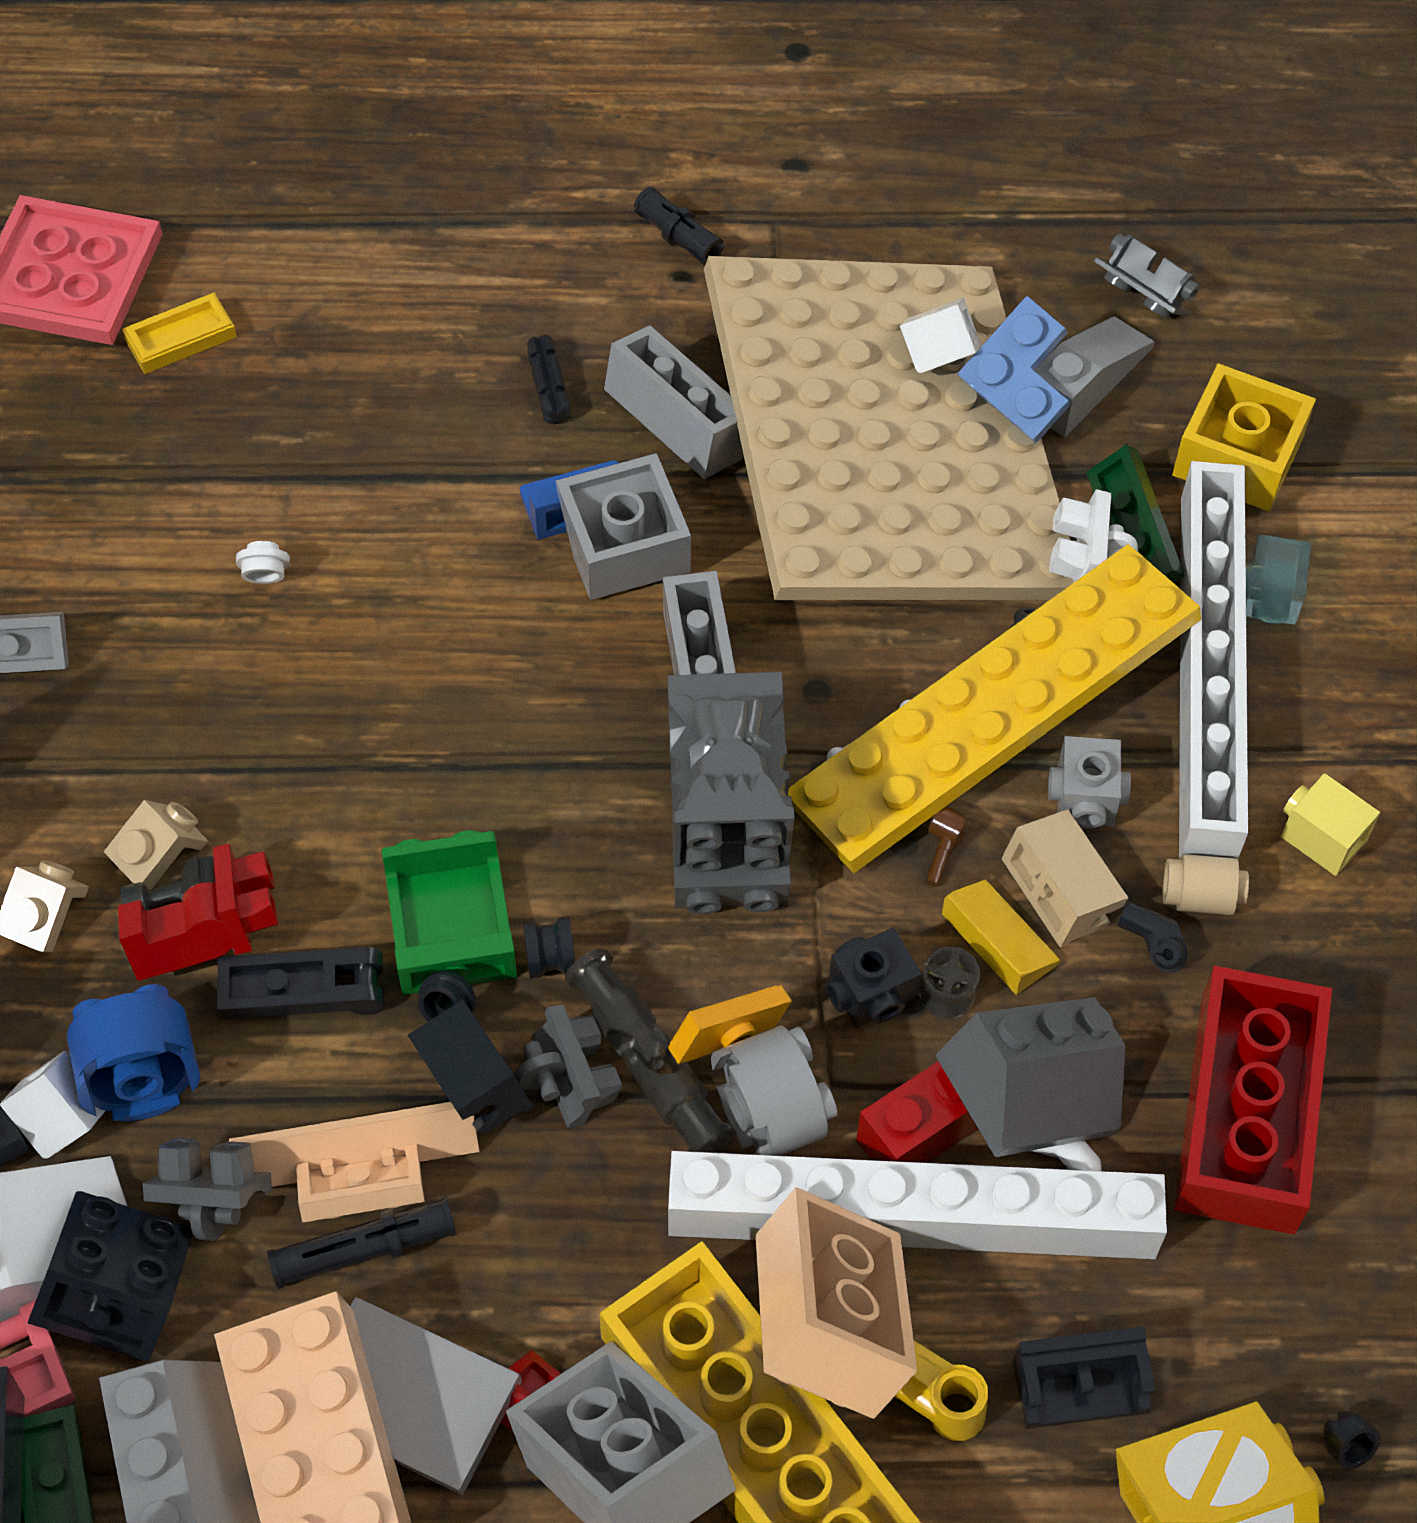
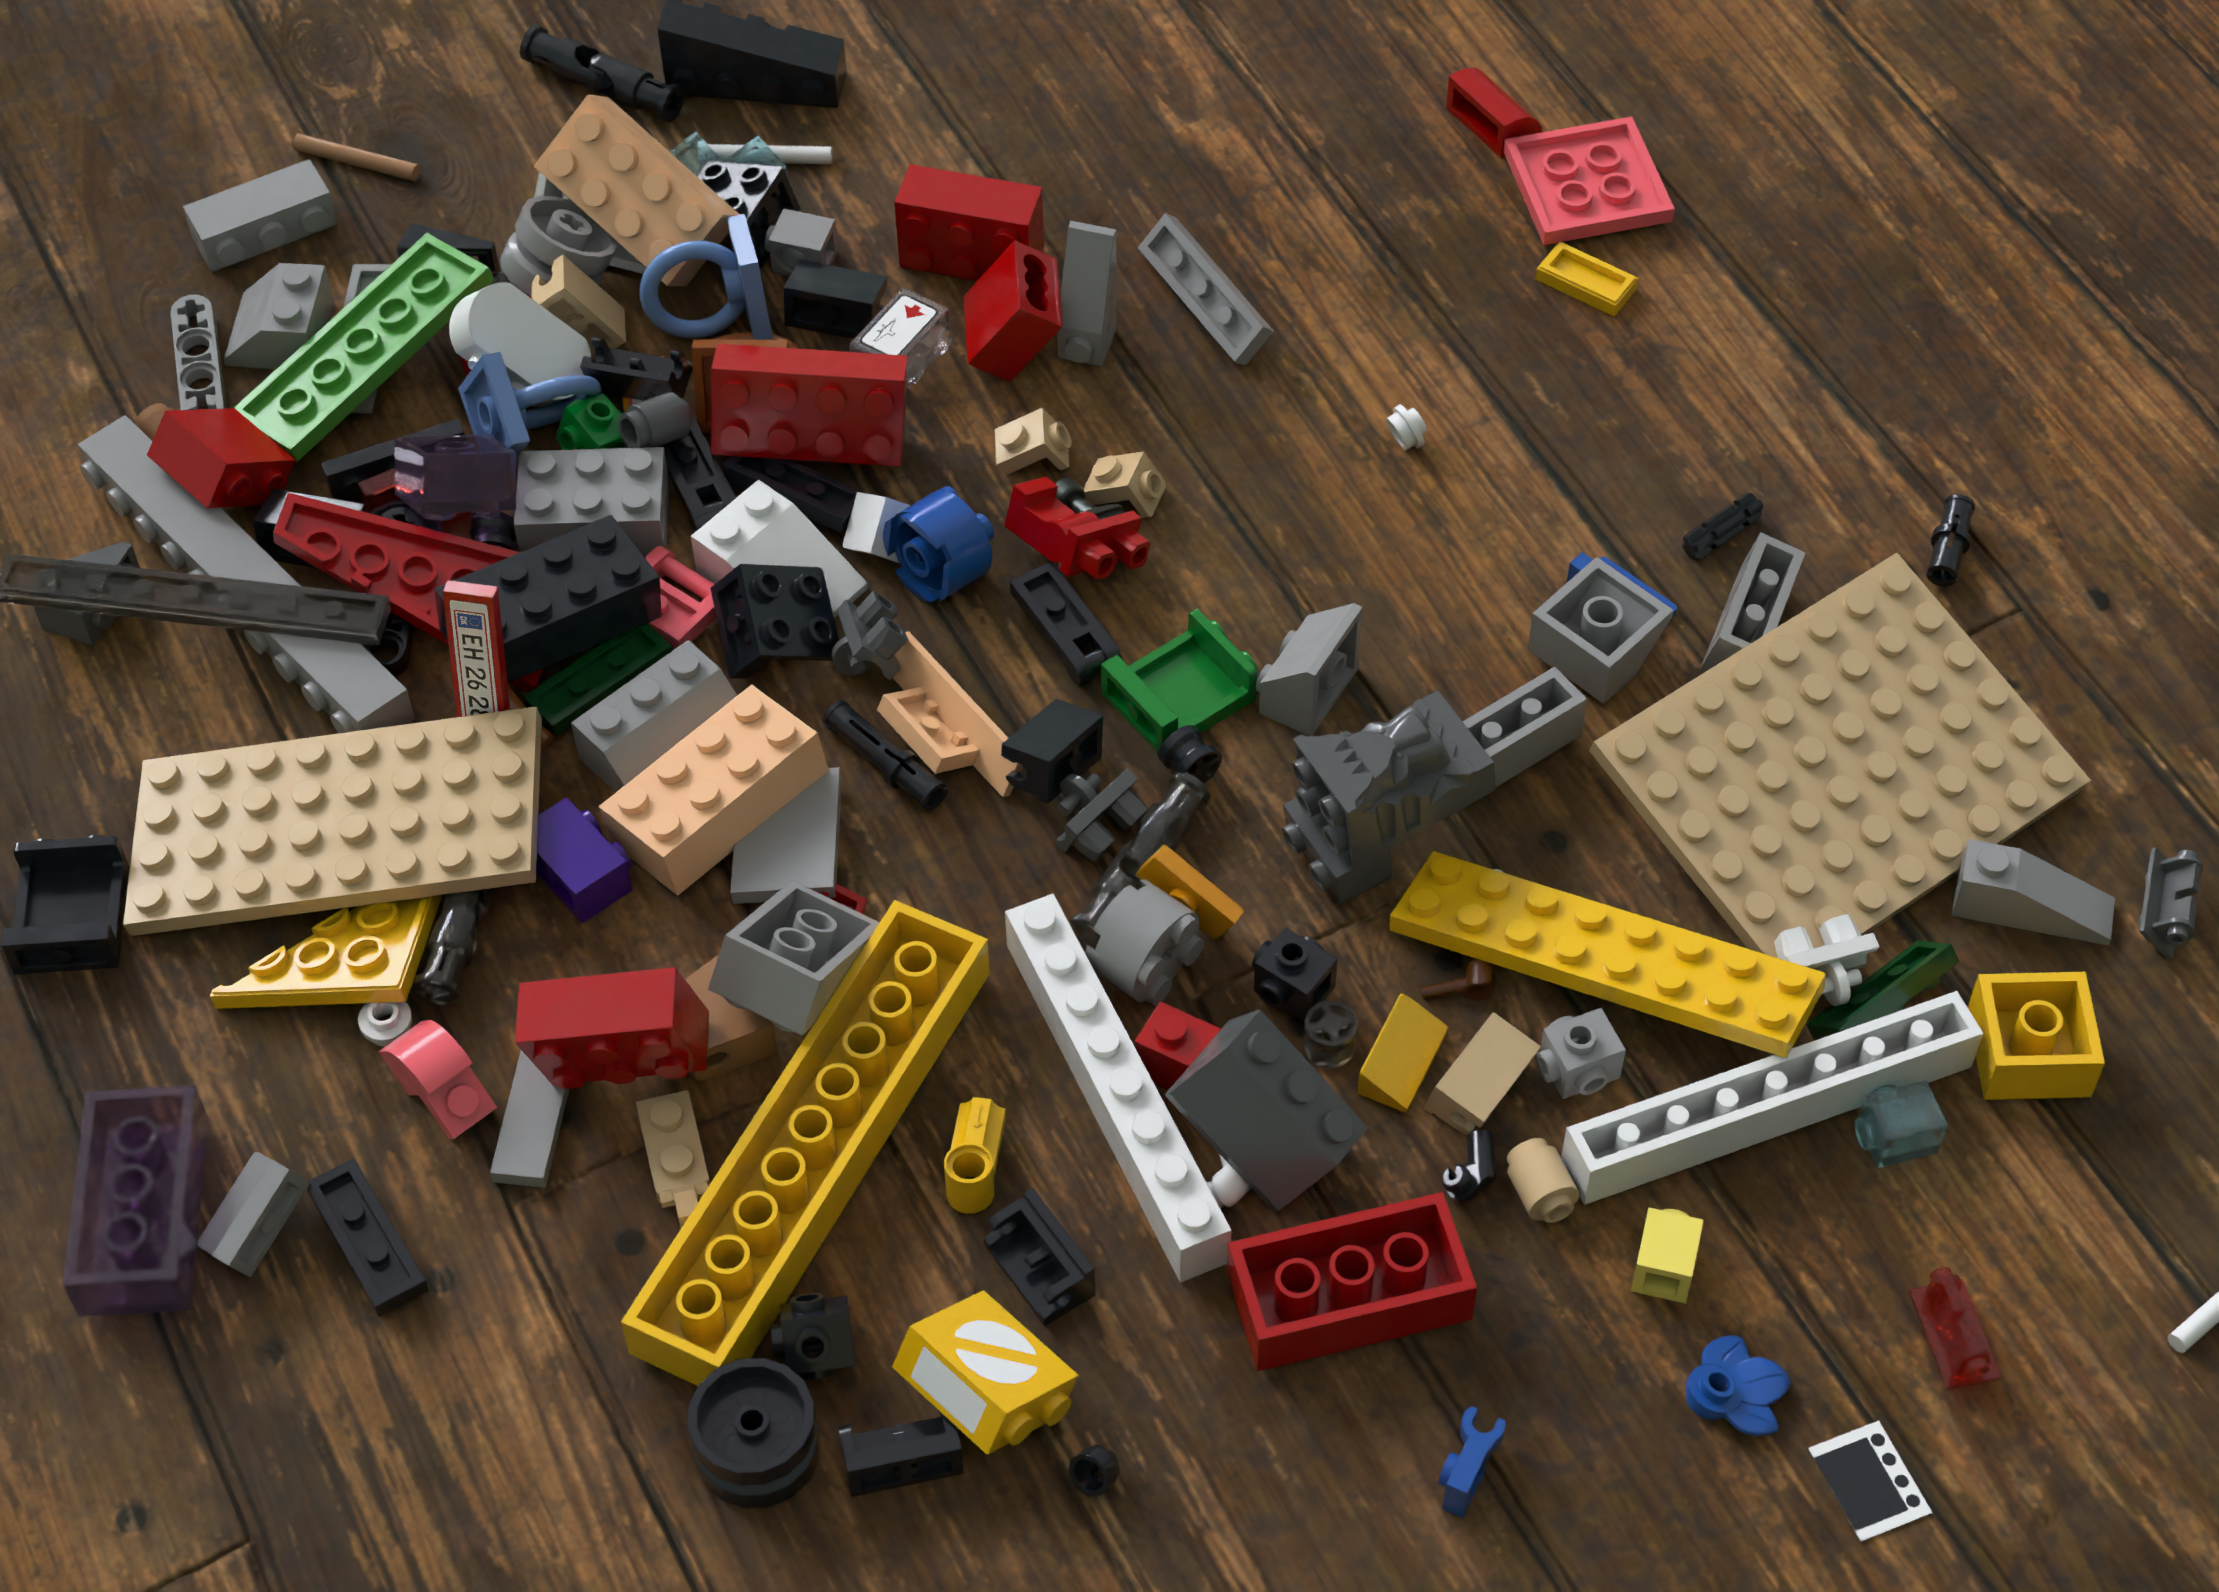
camera: 65 degrees right, 5 degrees down
(432, 993) = (1113, 709): black plate -> none
(515, 782) = (1312, 669): none -> light grey slope
(834, 1304) = (983, 1037): light nougat brick -> none
(940, 335) = (1950, 753): white panel -> none
(1006, 365) = (1952, 815): medium blue plate -> none

